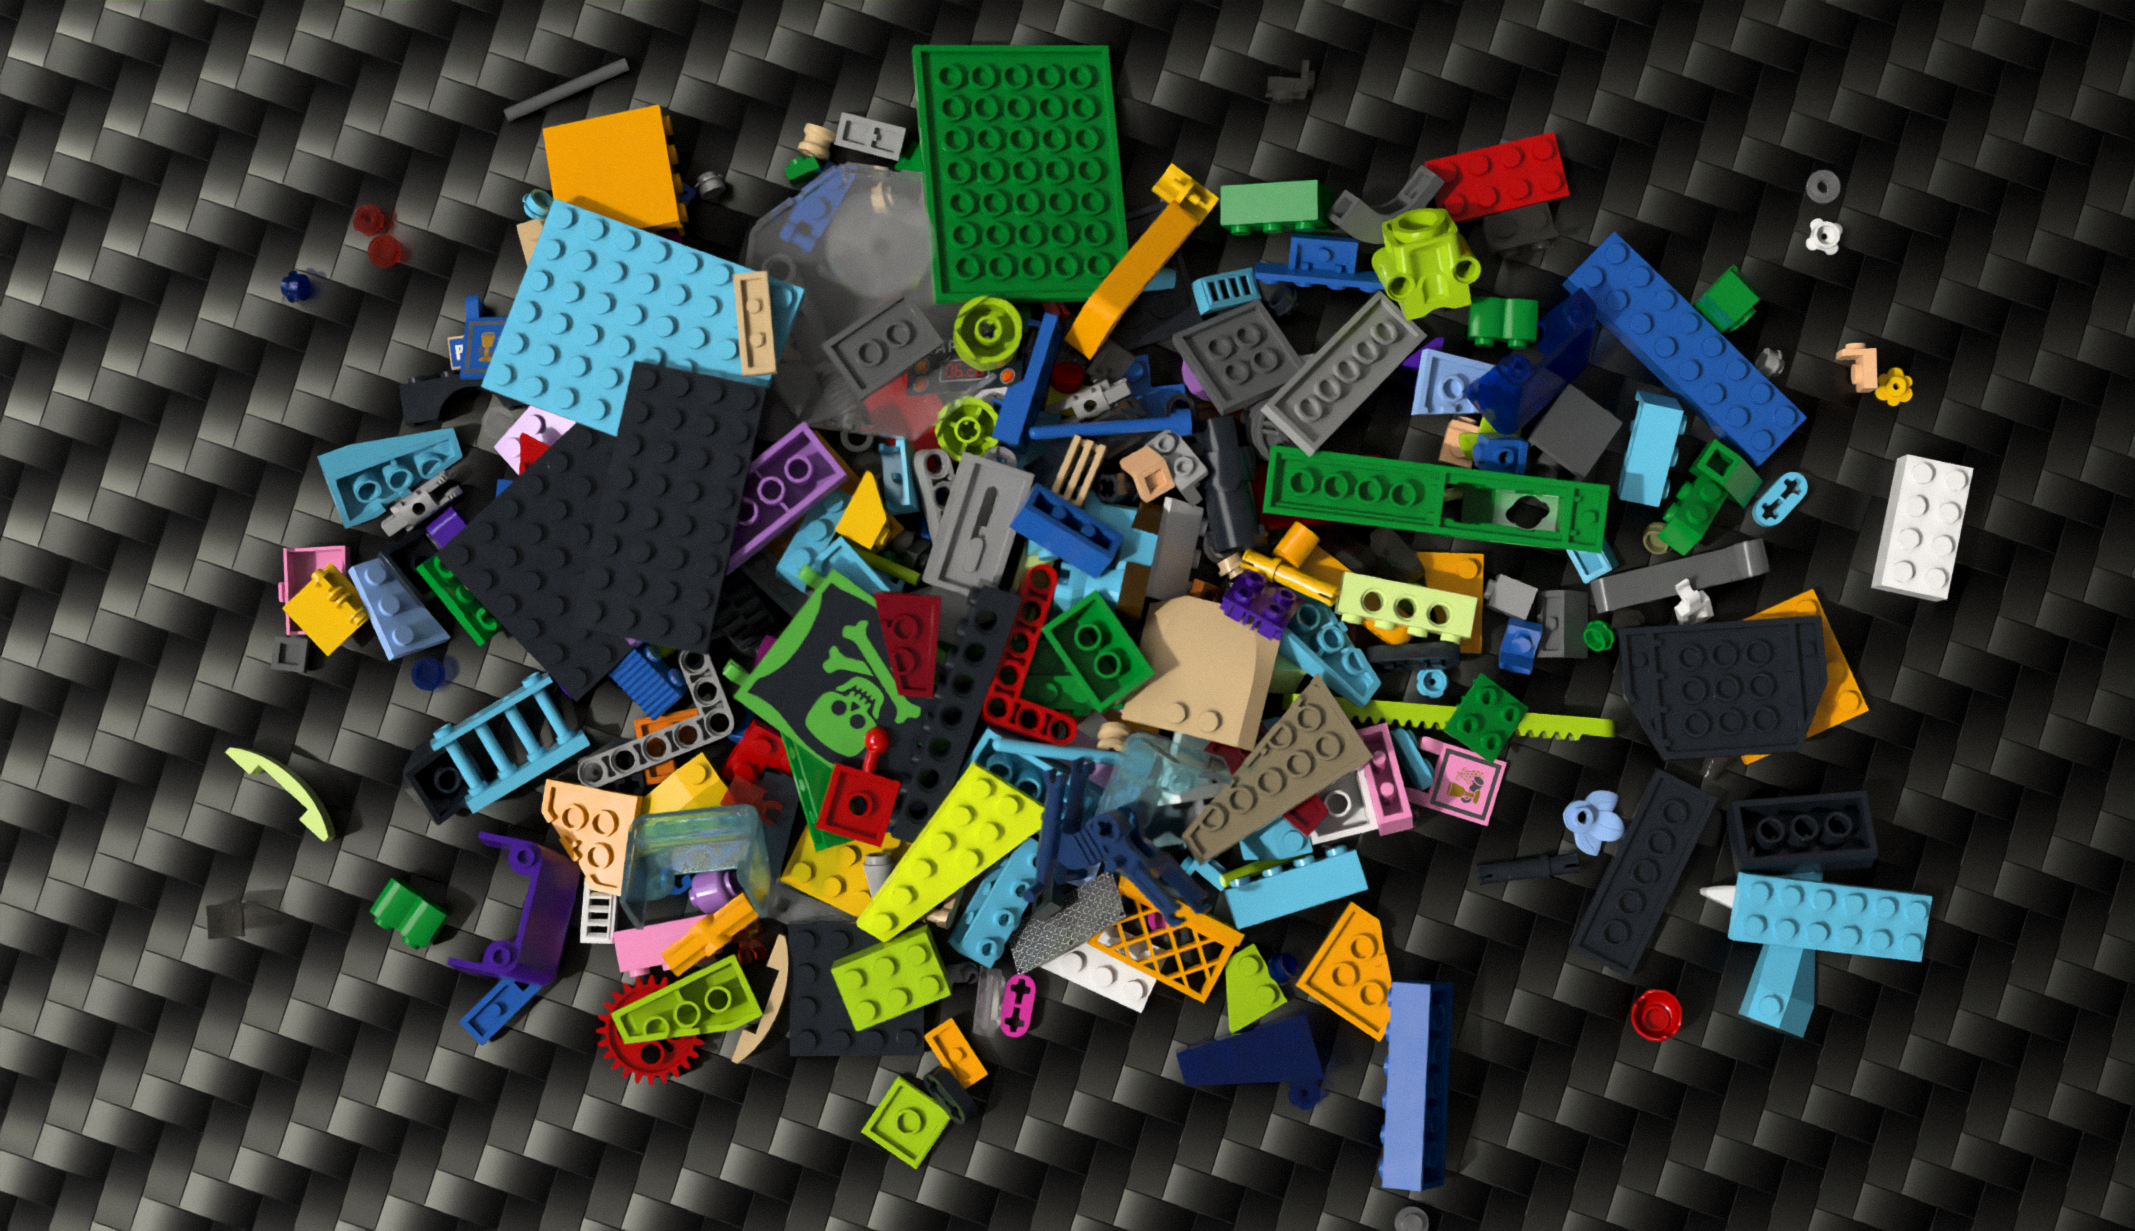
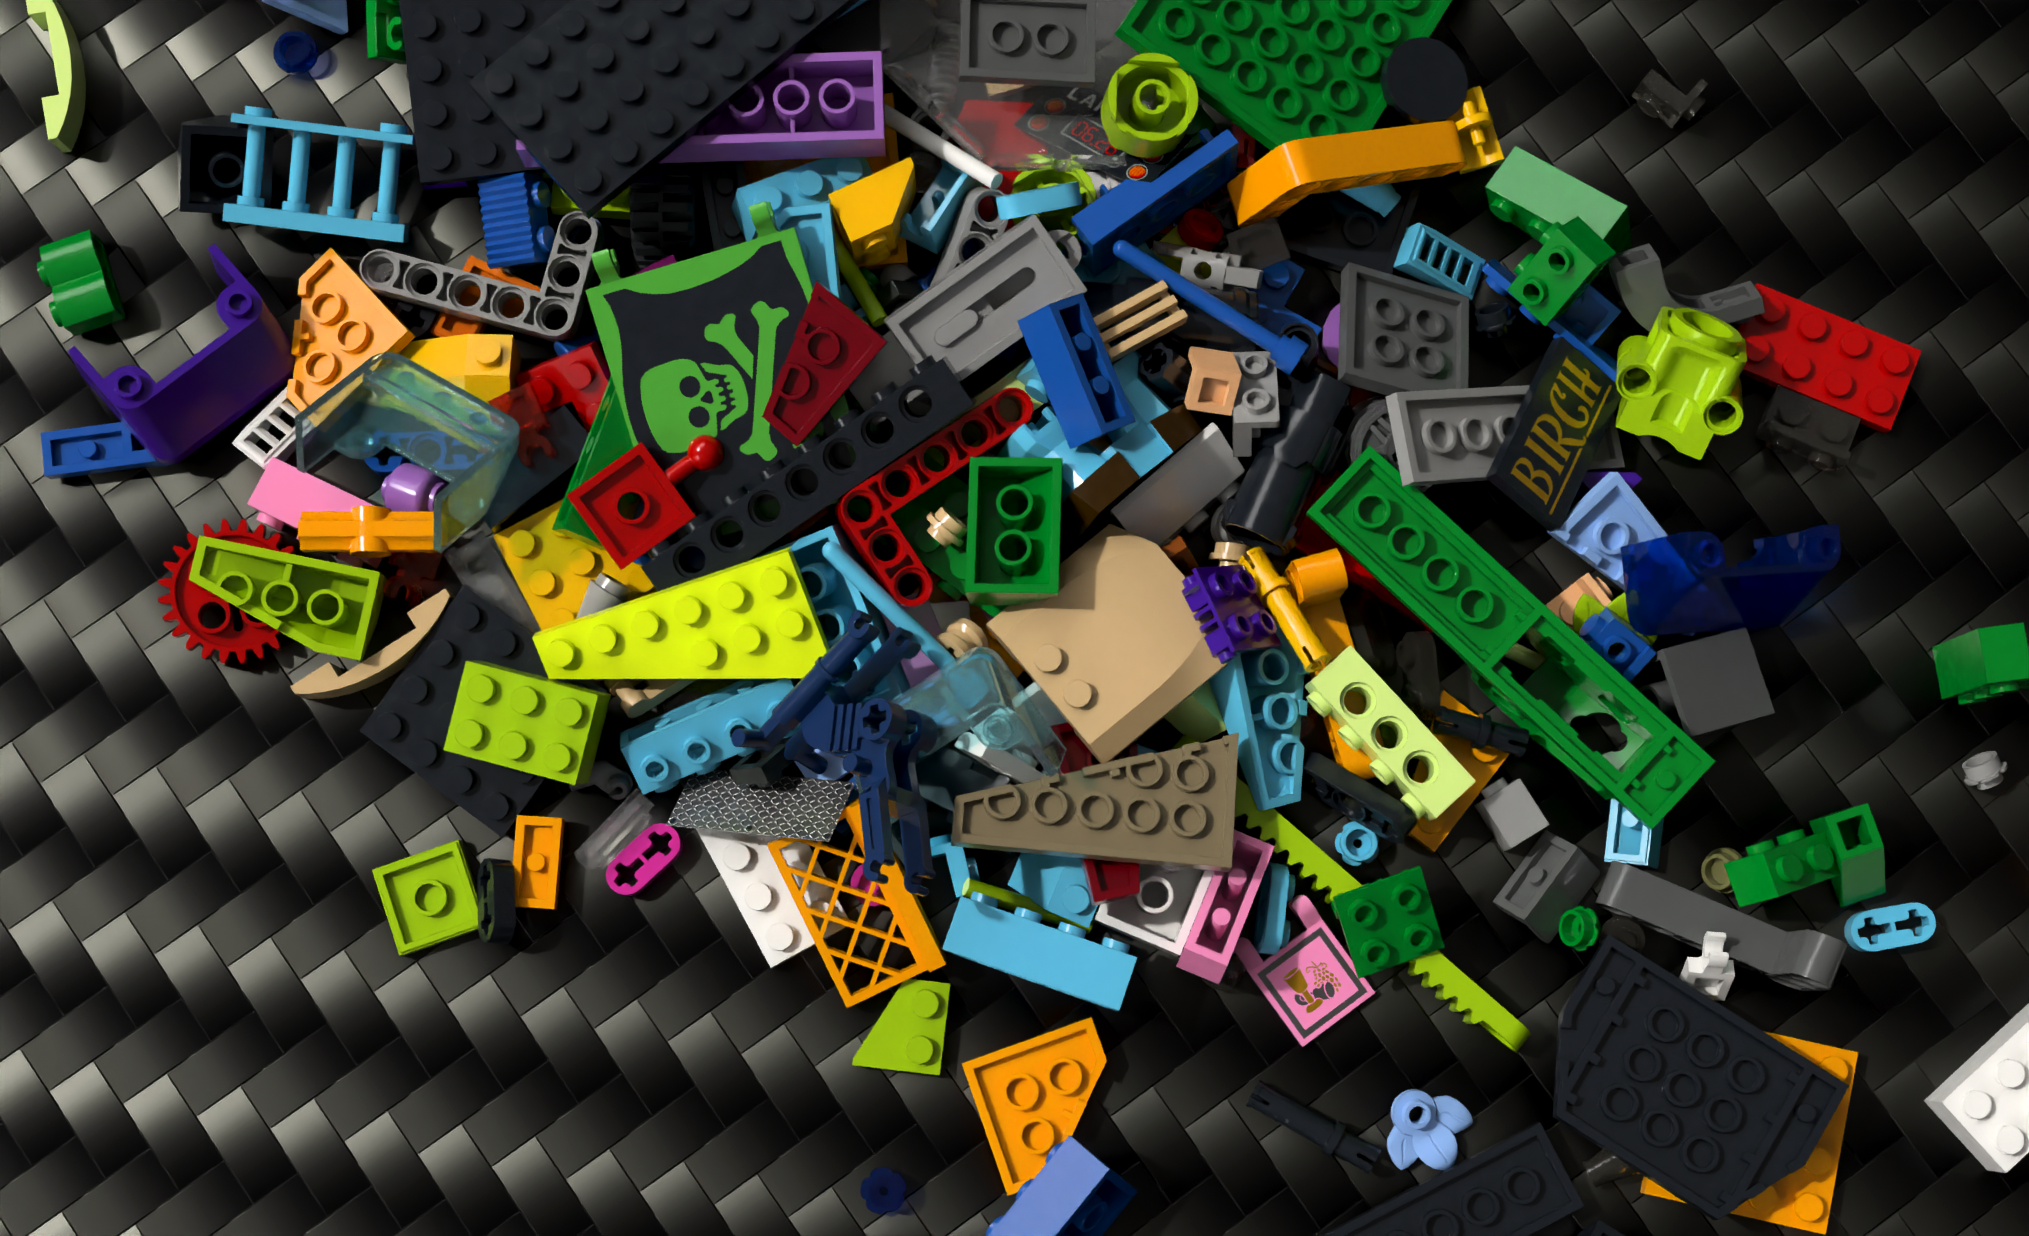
camera: 30 degrees right, 5 degrees down
(877, 446) = (942, 148): none -> white bar
(962, 438) = (1039, 200): none -> medium azure beam
(1055, 678) = (946, 528): none -> tan plate
(1137, 188) = (1424, 81): none -> black tile
(1257, 1054) = (864, 1109): clear blue wedge -> none
(1282, 968) = (961, 1034): clear blue plate -> none
(1305, 247) = (1560, 270): none -> green brick
(1373, 351) = (1555, 434): none -> black tile
(1457, 562) = (1480, 731): none -> black pin
(1502, 321) = (1718, 505): green brick -> none
(1519, 646) = (1483, 873): blue bracket -> none
(1651, 449) = (1784, 766): medium azure wedge -> none
(1685, 351) = (1901, 688): blue brick -> none

